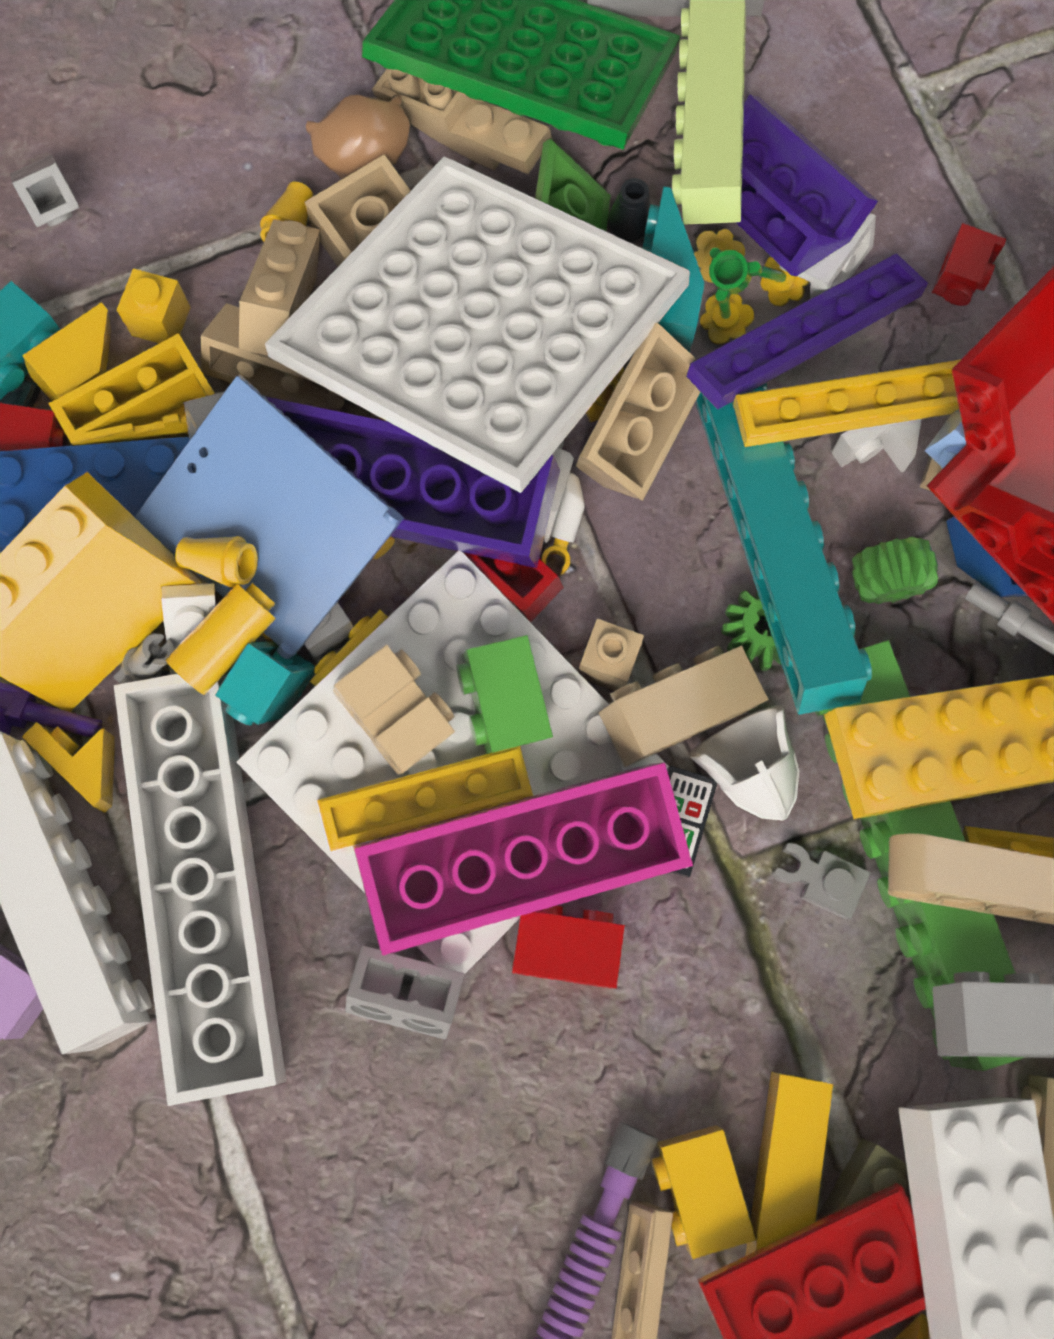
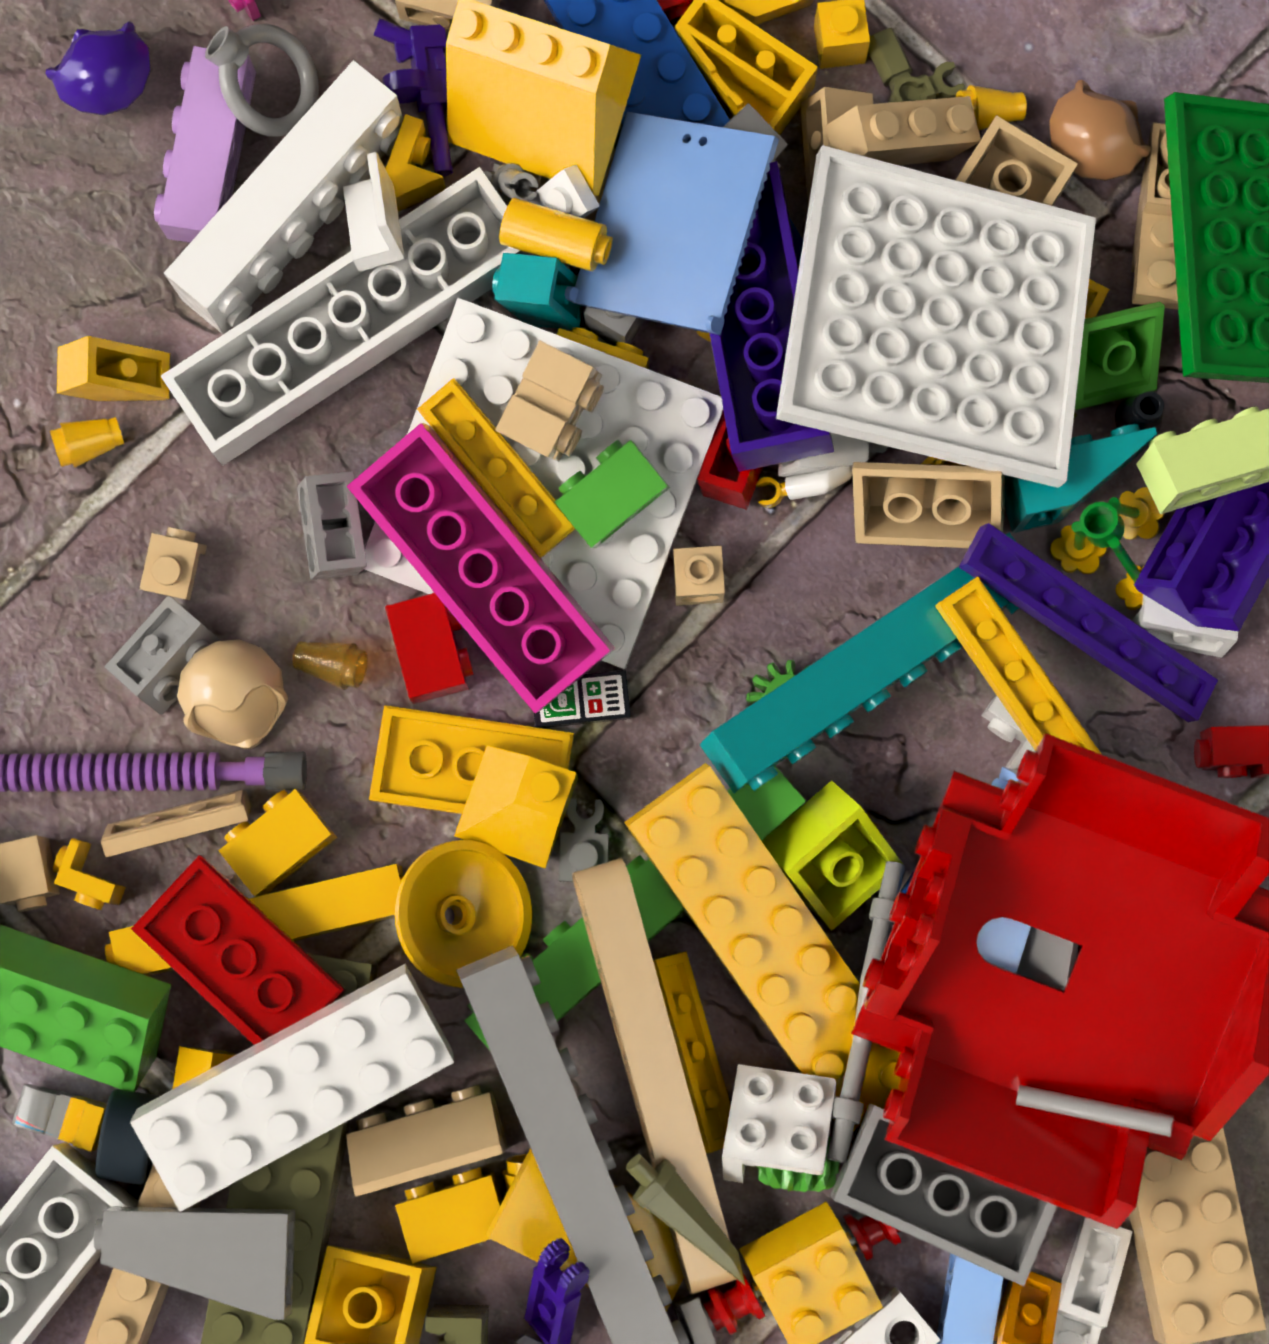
camera: 70 degrees right, 5 degrees up
(114, 811) = (373, 218): none -> white panel
(132, 1158) = (111, 371): none -> yellow slope
(192, 1218) = (85, 440): none -> yellow cone
(214, 281) = (896, 70): none -> olive bar
(219, 558) = (619, 200): yellow cone -> none
(366, 1179) = (172, 563): none -> tan bracket
(457, 1230) = (158, 653): none -> light grey bracket
(530, 1173) = (232, 693): none -> tan helmet
(540, 1054) = (332, 662): none -> clear yellow cone
(681, 703) = (680, 653): tan brick -> none
(701, 958) = (434, 757): none -> yellow tile
(754, 763) = (654, 738): white helmet -> none
(765, 926) = (517, 805): none -> yellow slope
(870, 1010) = (487, 903): none -> yellow dish
(895, 570) = (890, 794): bright green gear -> none
(938, 641) = (831, 854): none -> neon yellow brick

